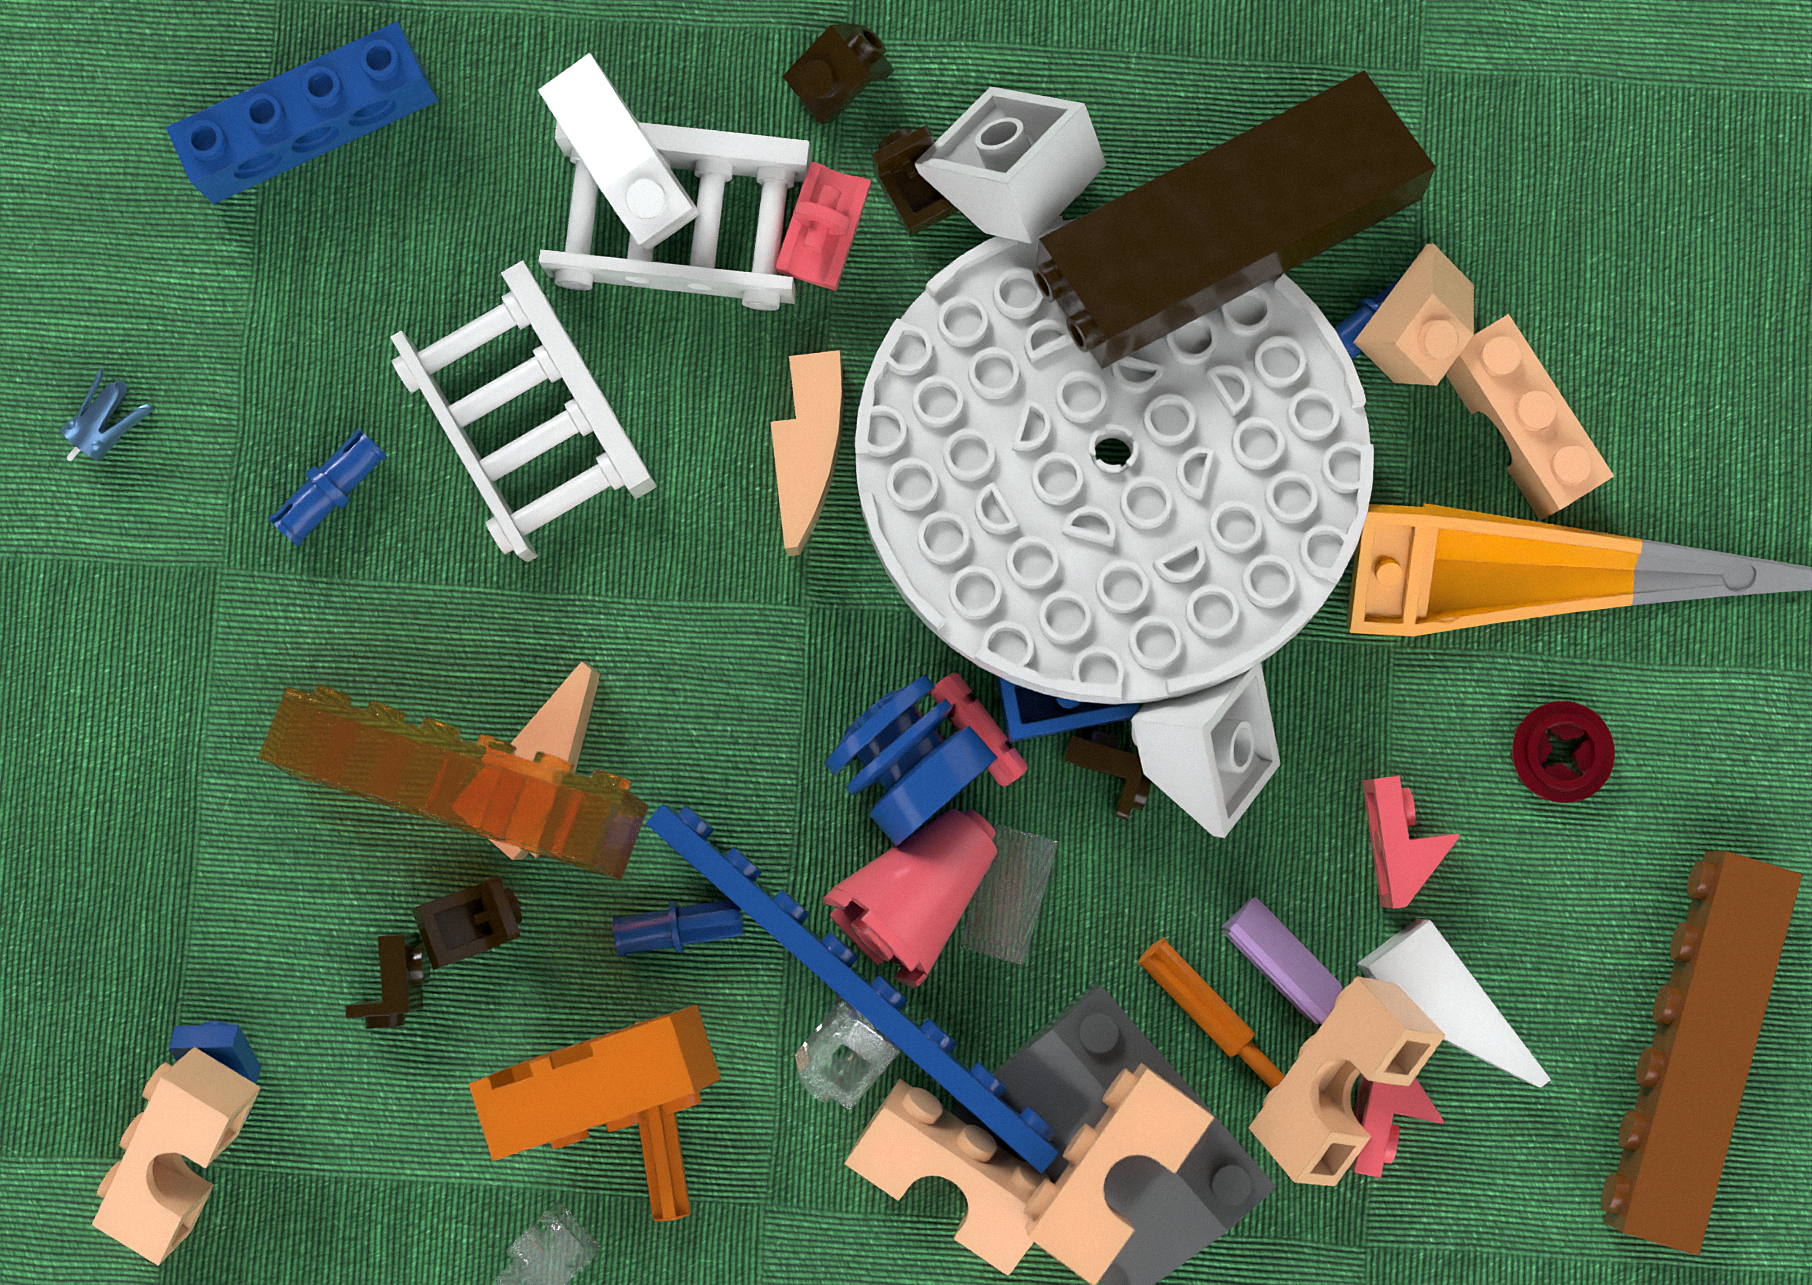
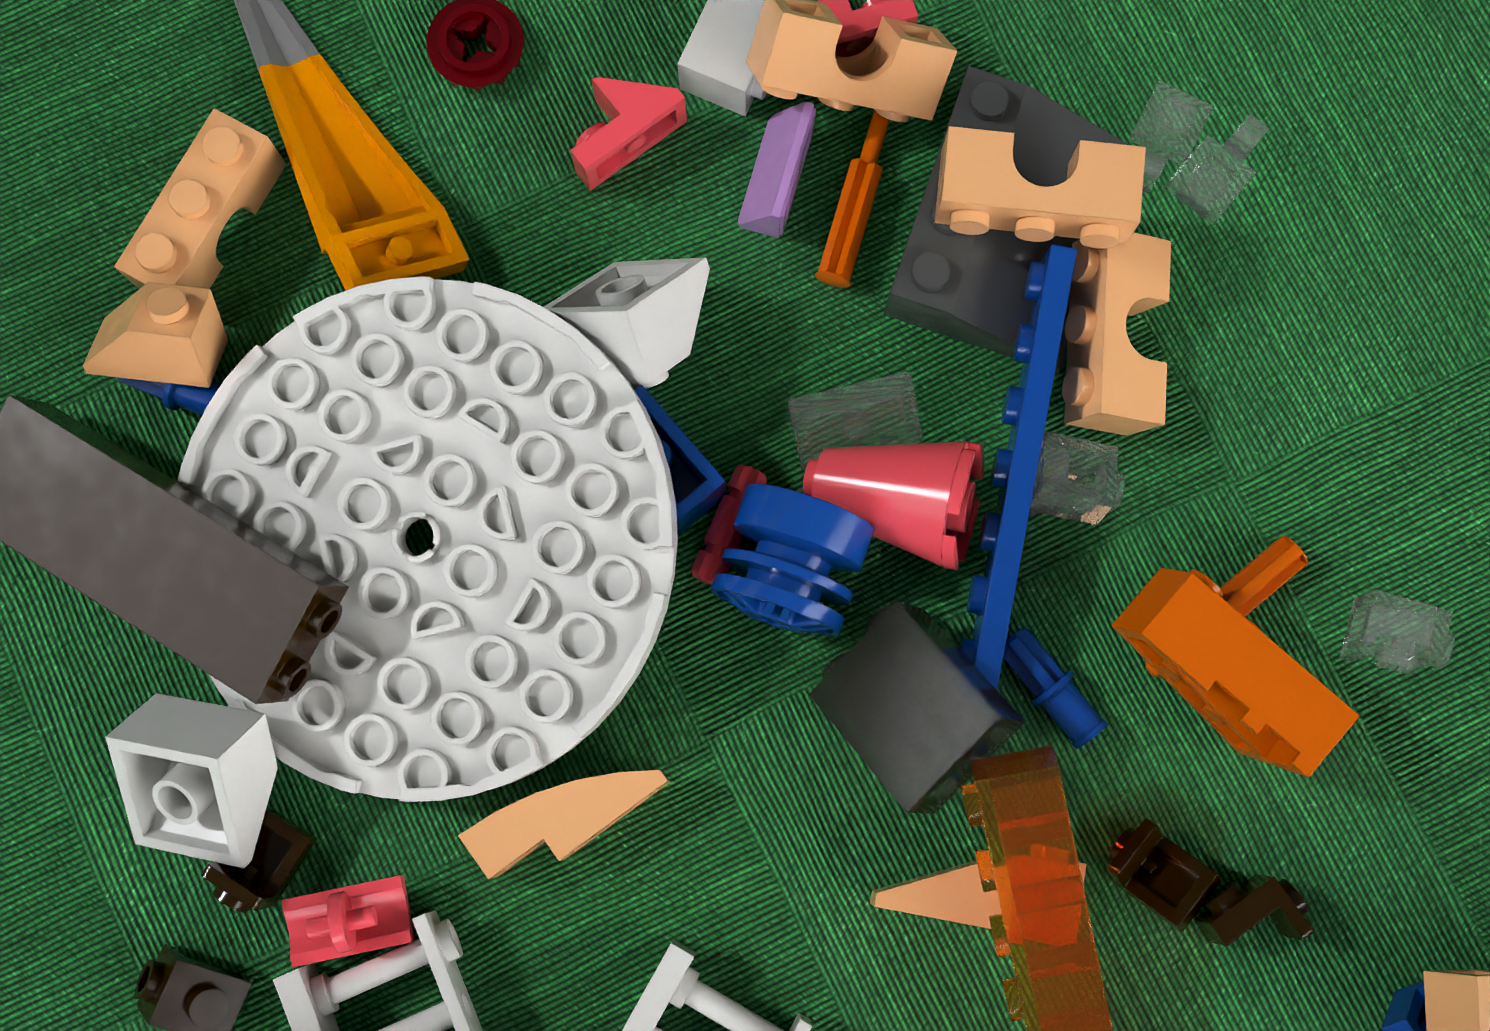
camera: 125 degrees left, 5 degrees down
(724, 790) = (914, 707): none -> clear smoke brick
(1102, 754) = (692, 407): dark brown bracket -> none

